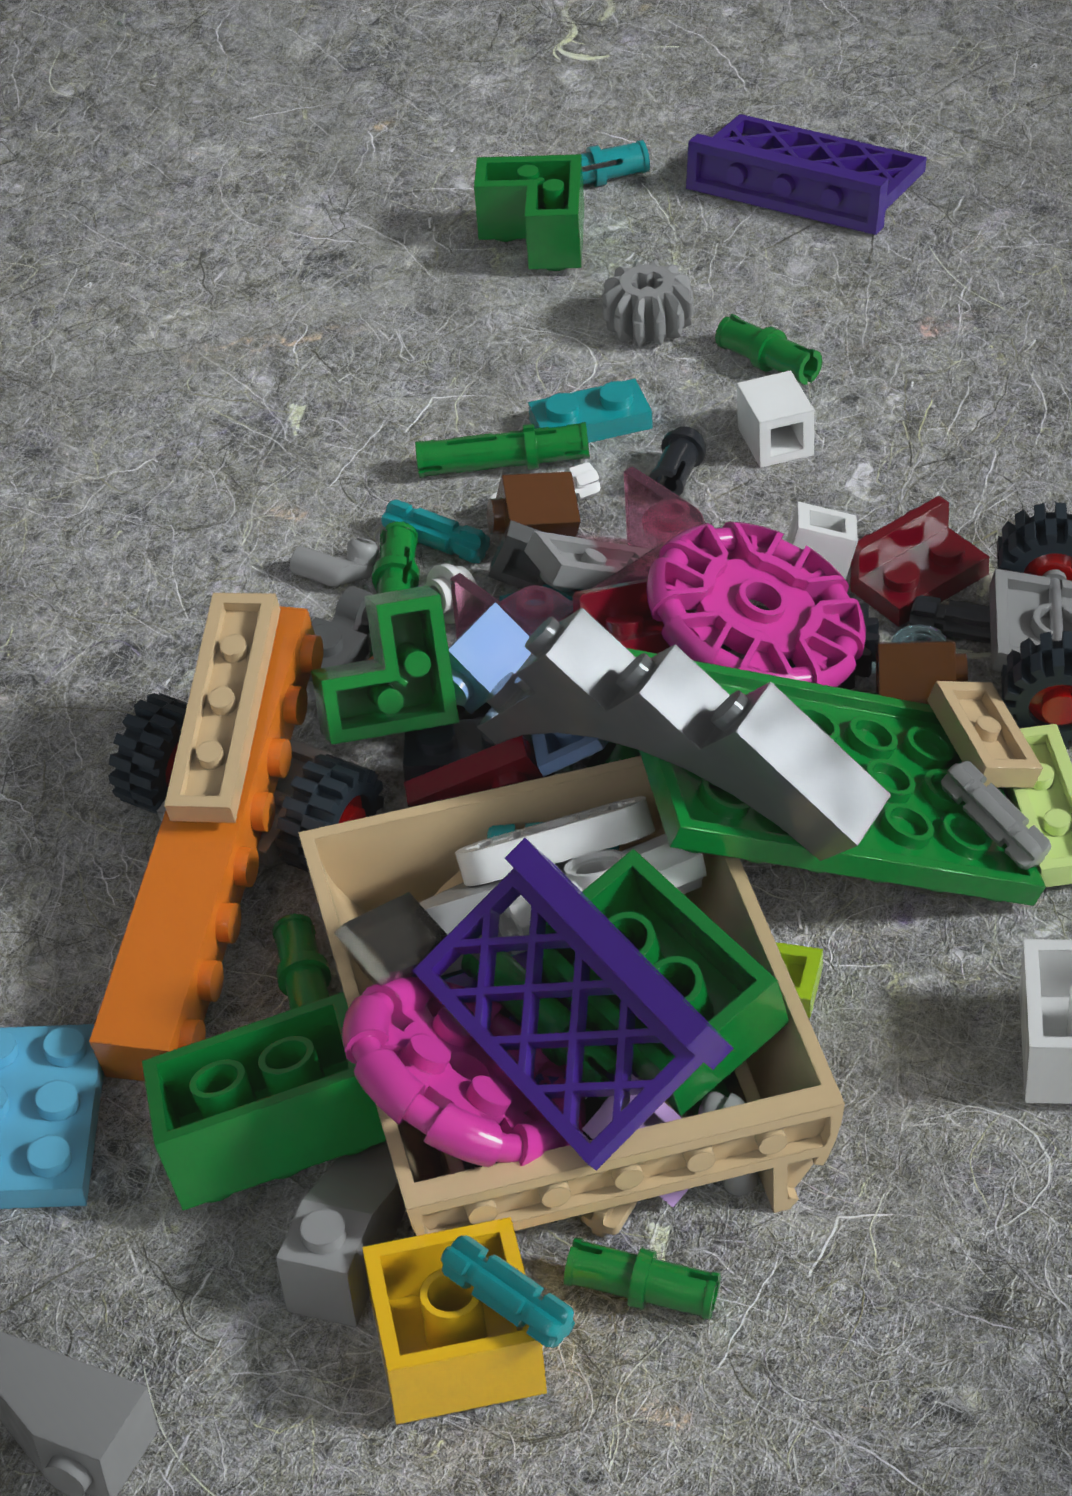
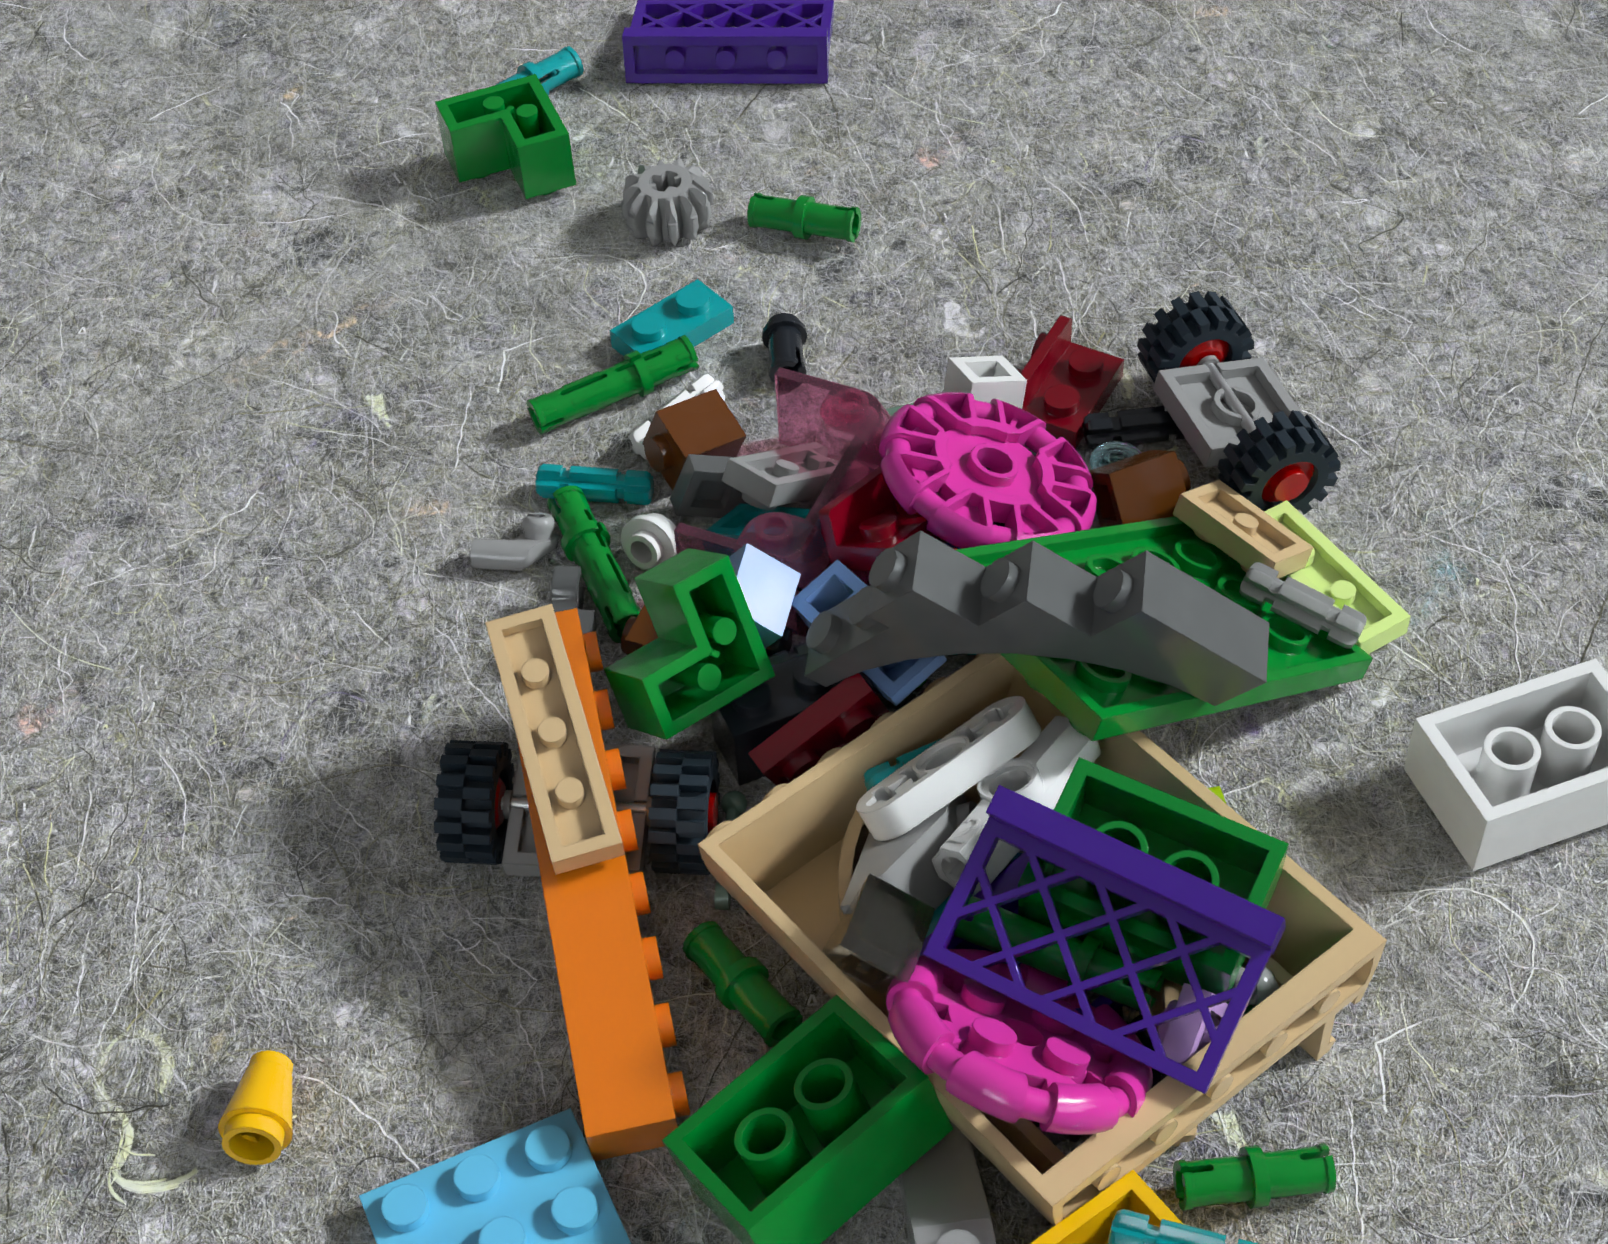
camera: 25 degrees left, 5 degrees up
(775, 419) = (855, 282): white brick -> none

